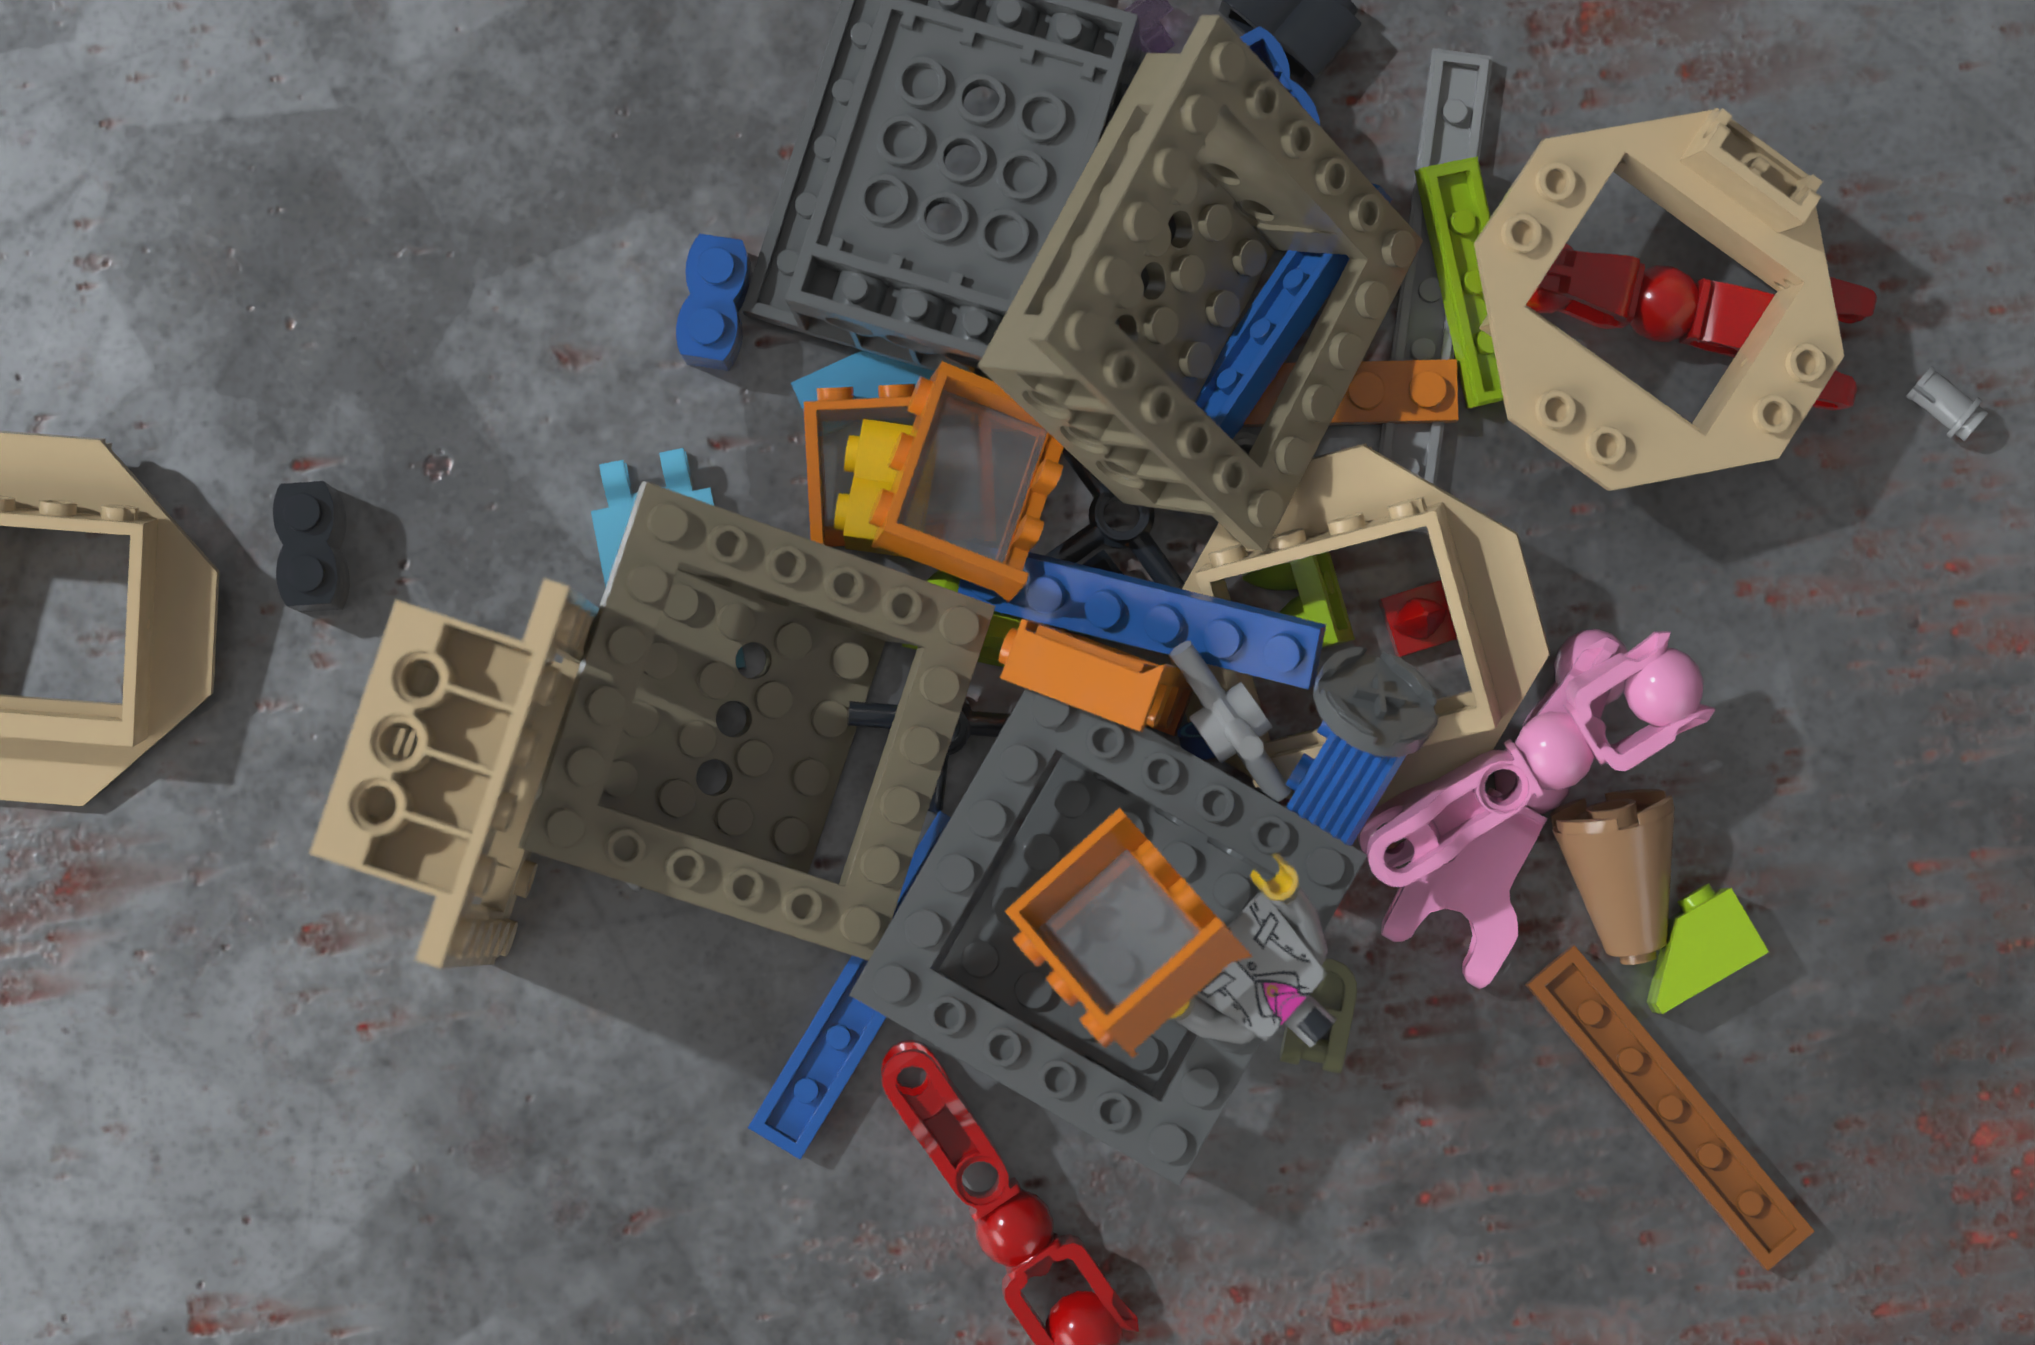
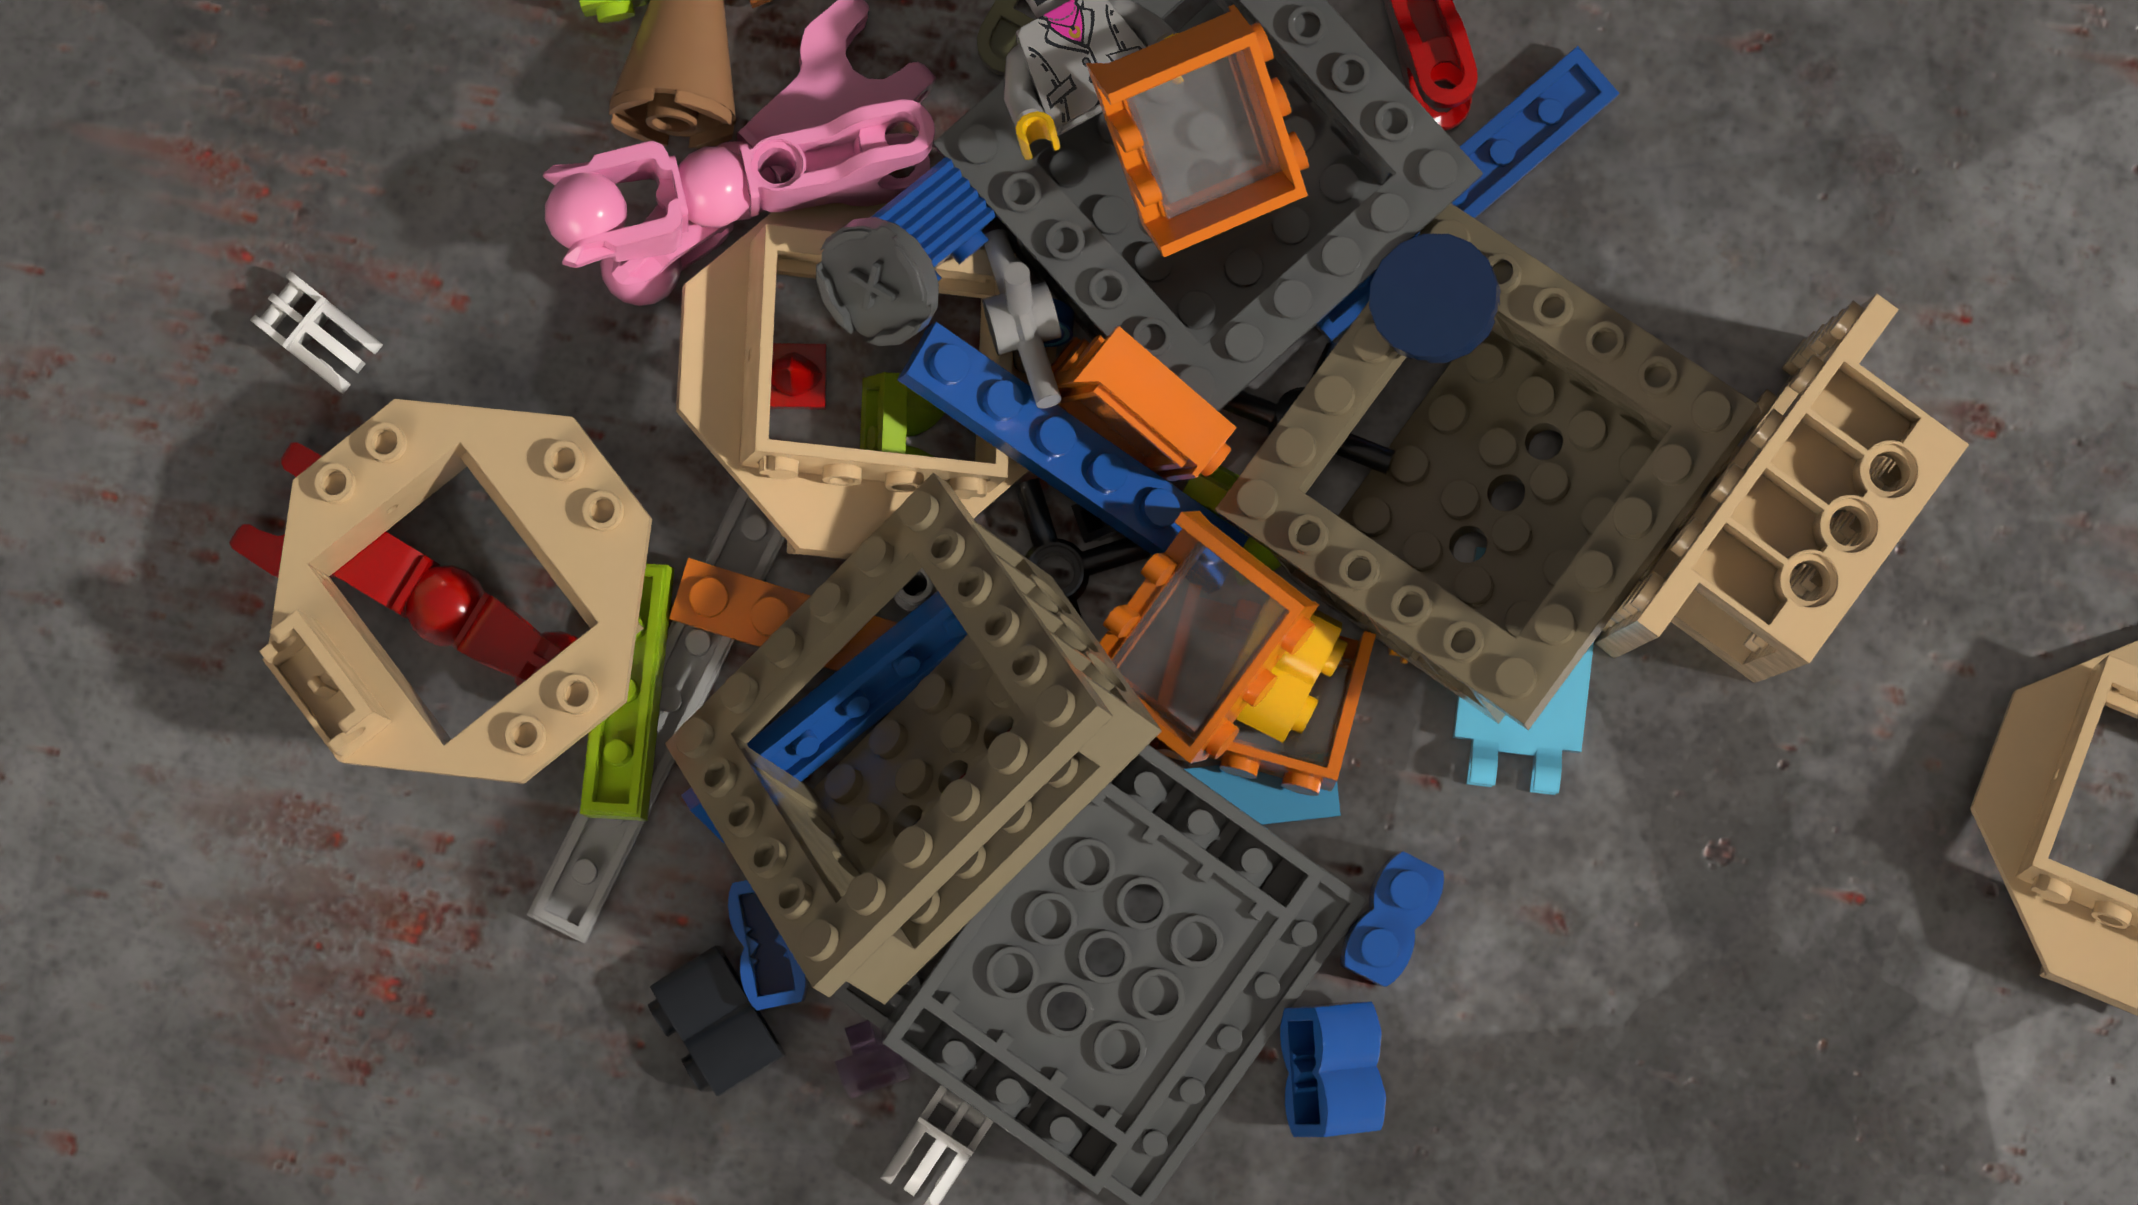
camera: 170 degrees left, 0 degrees up
(312, 529) = (1873, 787): black brick -> none
(724, 150) = (1332, 1069): none -> blue brick
(856, 860) = (1434, 298): none -> dark blue tile
(1869, 515) = (311, 328): none -> white arm
(1947, 404) = (195, 414): light grey pin -> none

